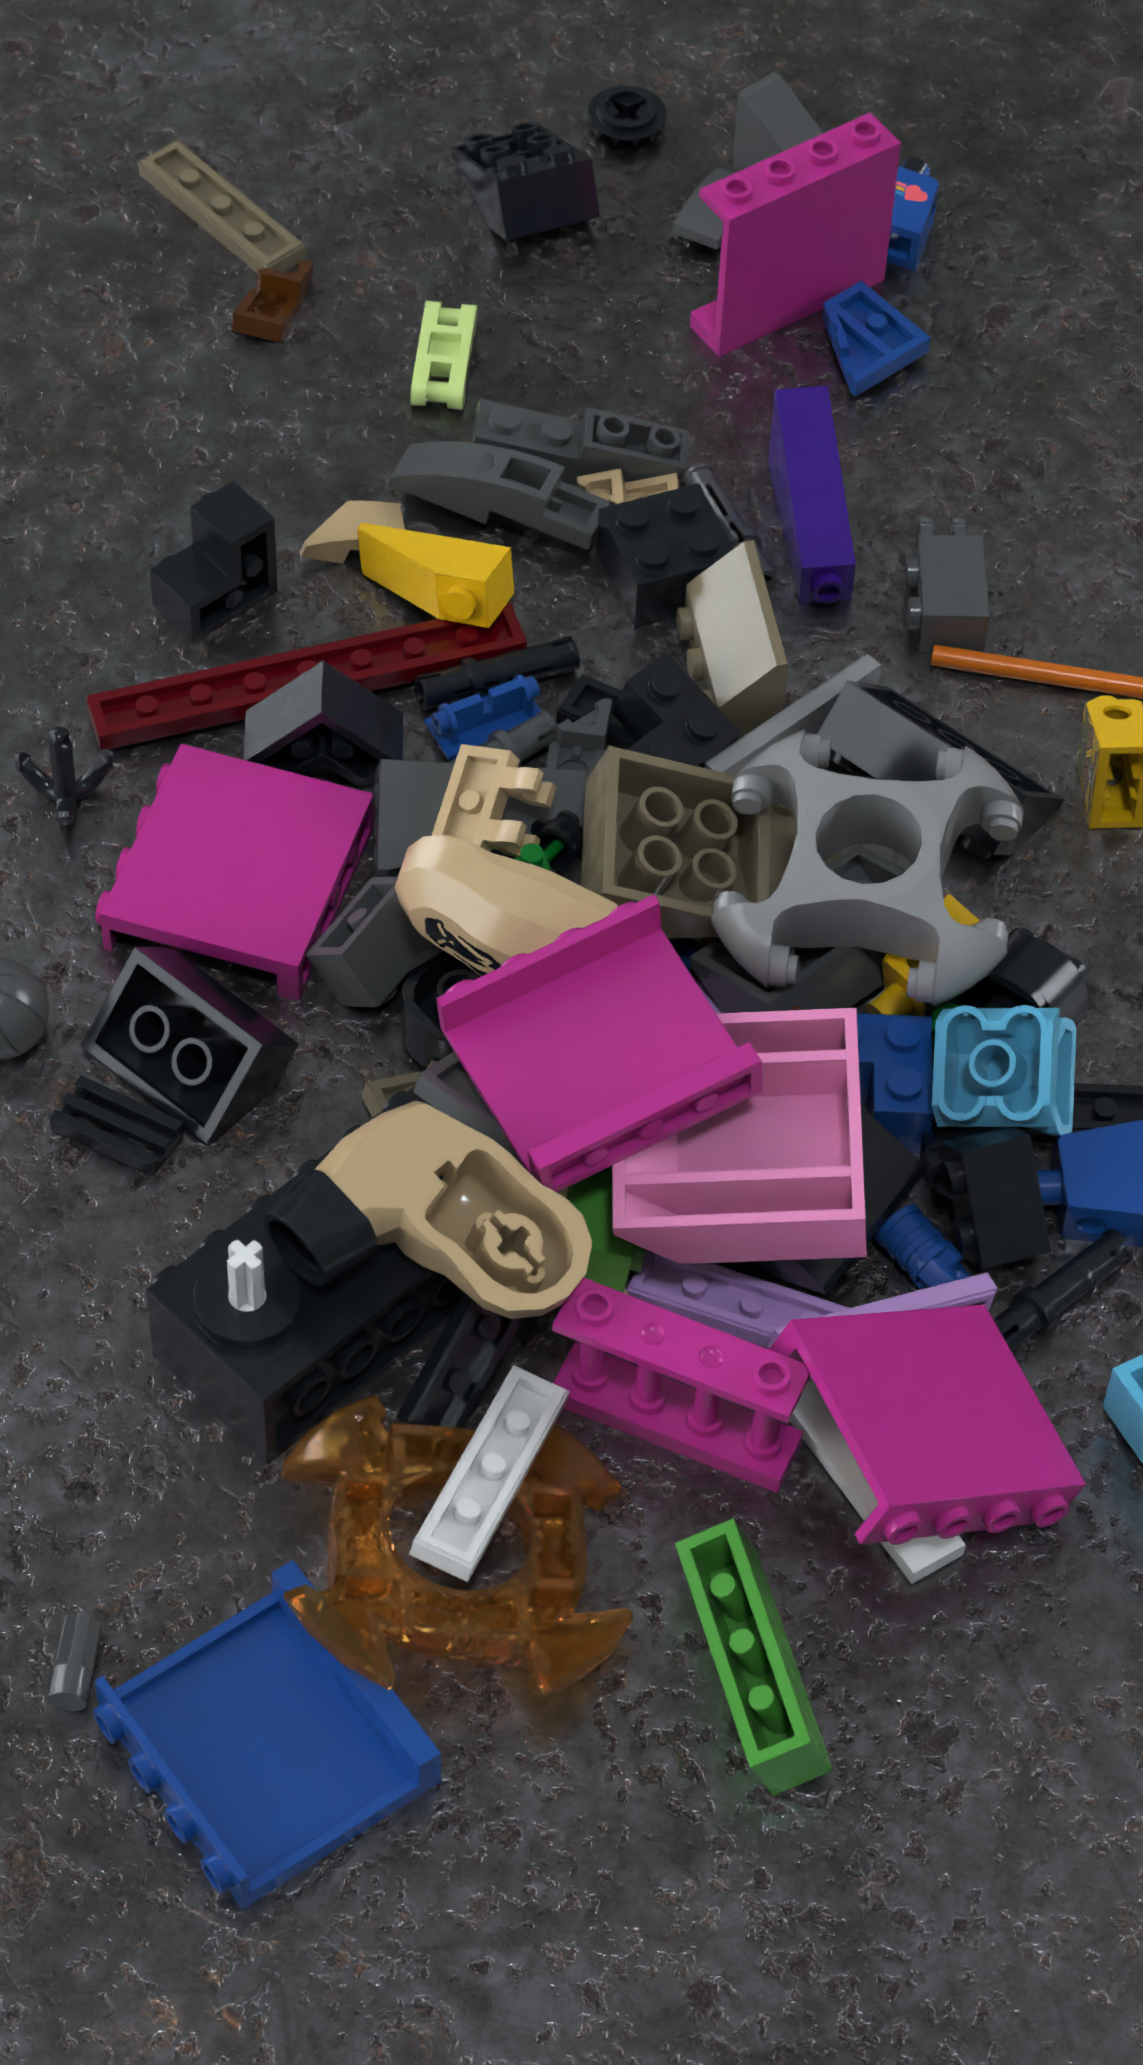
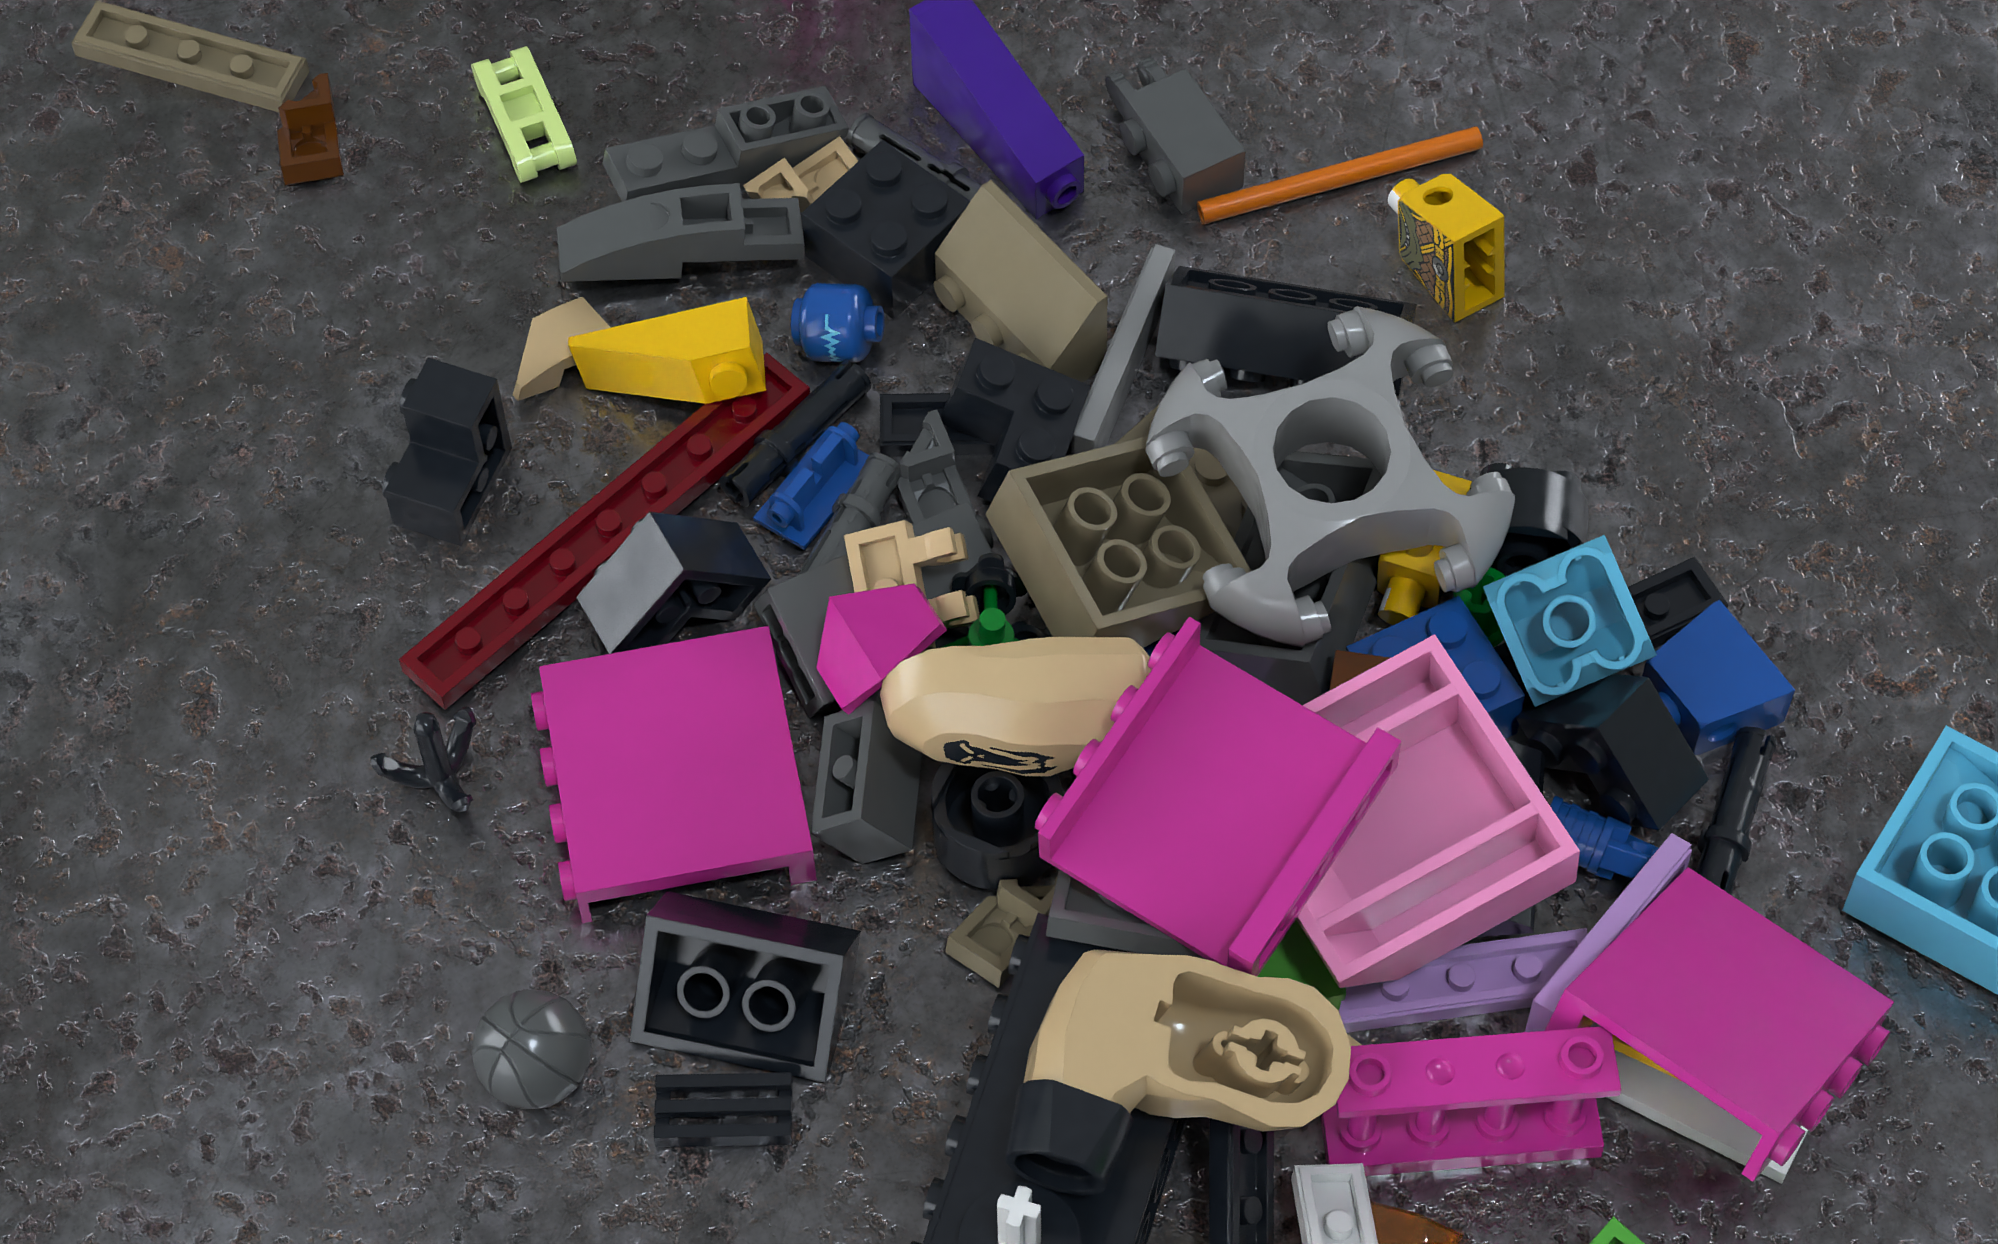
camera: 25 degrees left, 5 degrees up
(434, 811) = (870, 636): none -> dark pink slope
(581, 606) = (836, 322): none -> blue head

